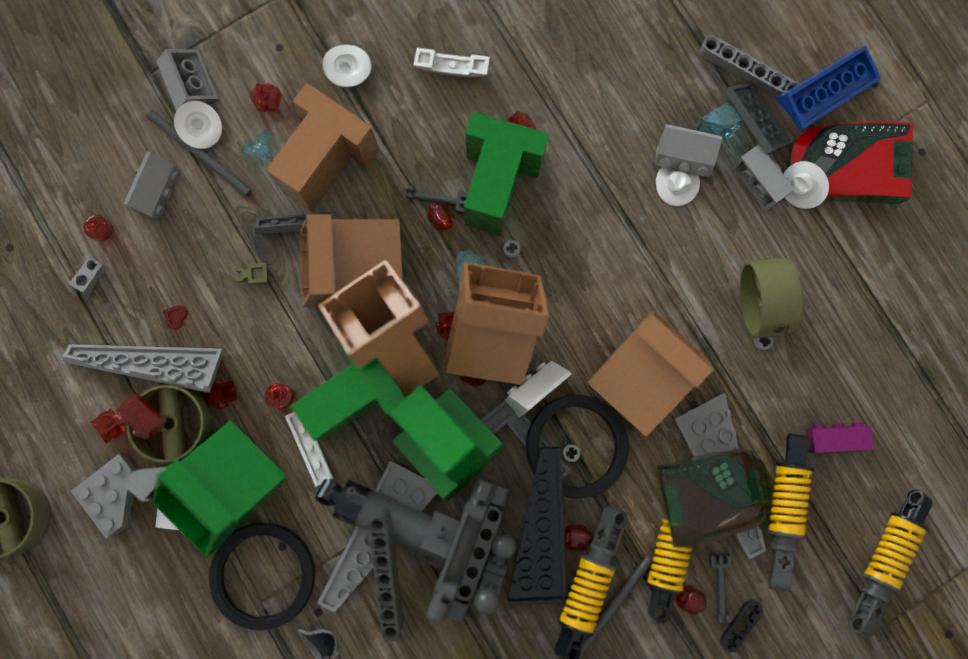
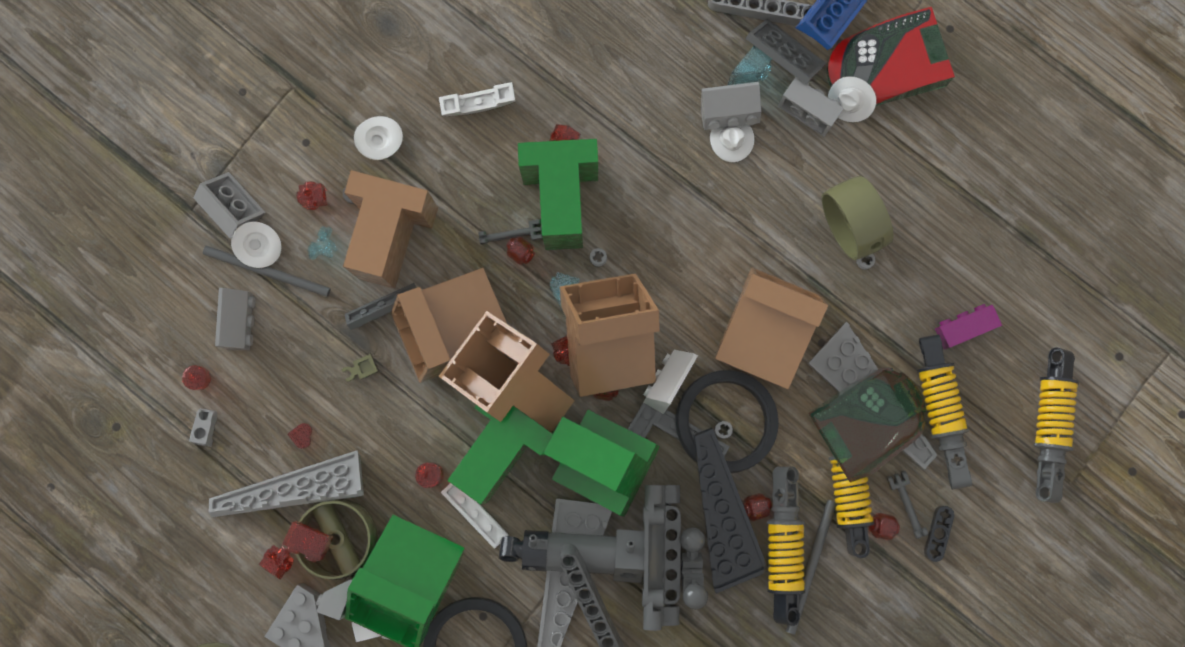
camera: 15 degrees left, 0 degrees up
(221, 394) = (374, 493): clear red brick -> none

